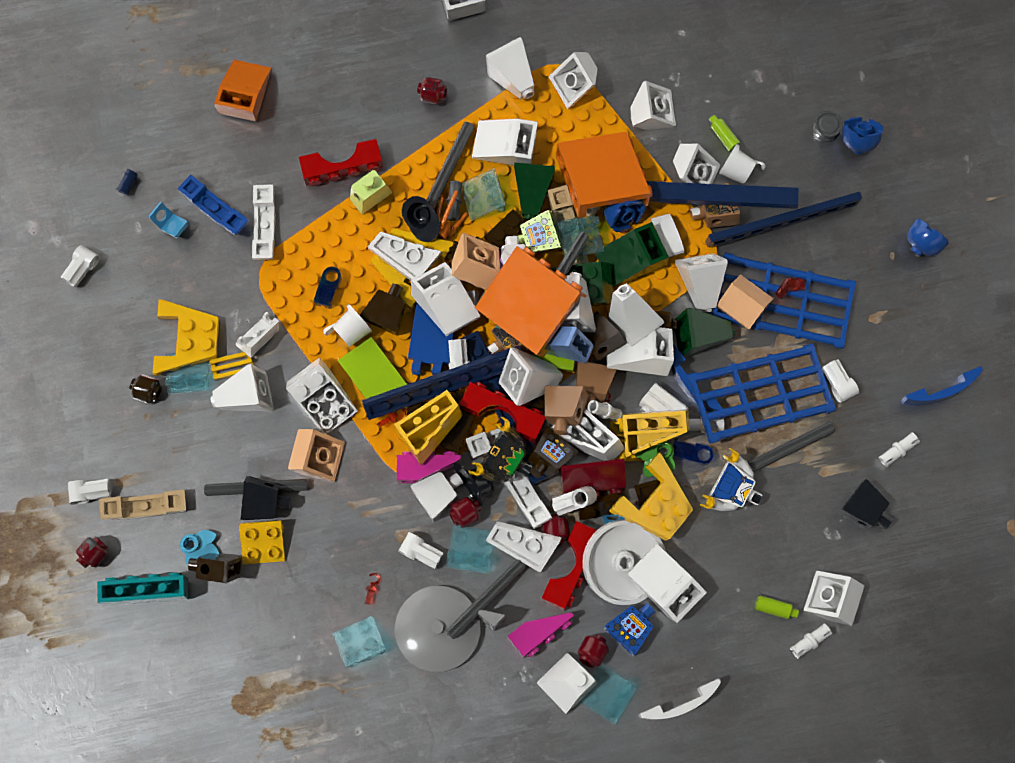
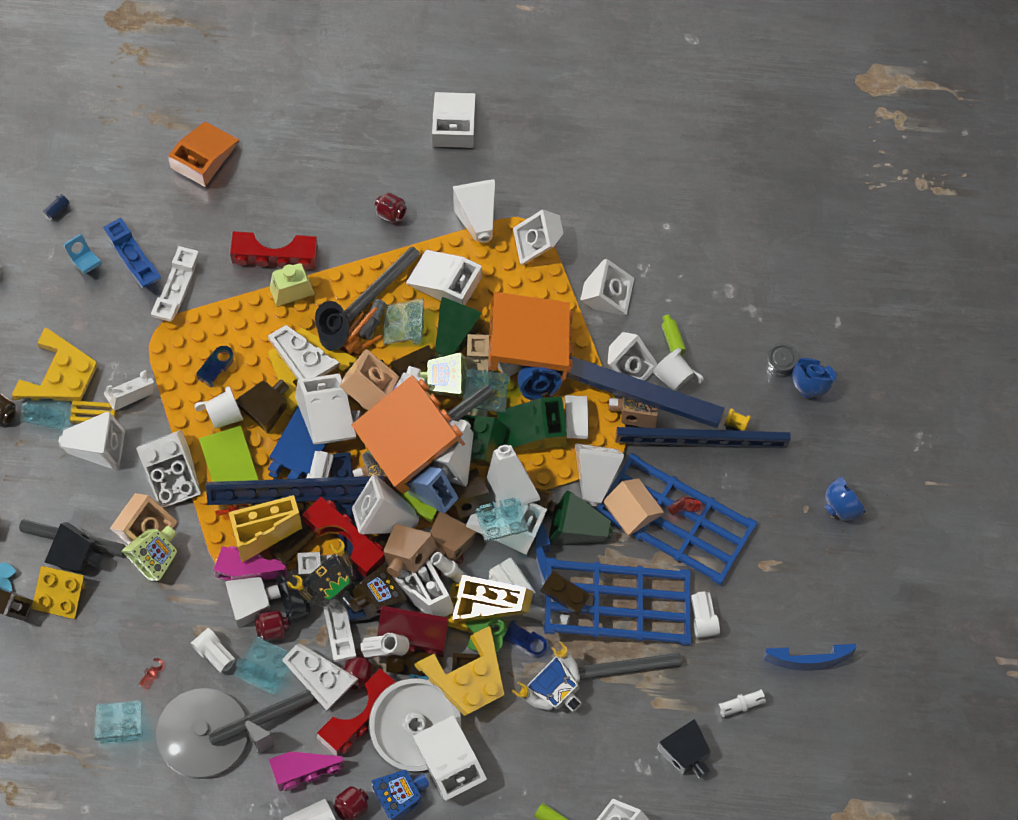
camera: 15 degrees right, 10 degrees down
(334, 479) = (152, 552): none -> yellowish green torso
(640, 354) = (501, 521): none -> clear light blue hinge
(716, 401) = (565, 593): none -> dark brown plate
(808, 194) = (737, 420): none -> yellow bush

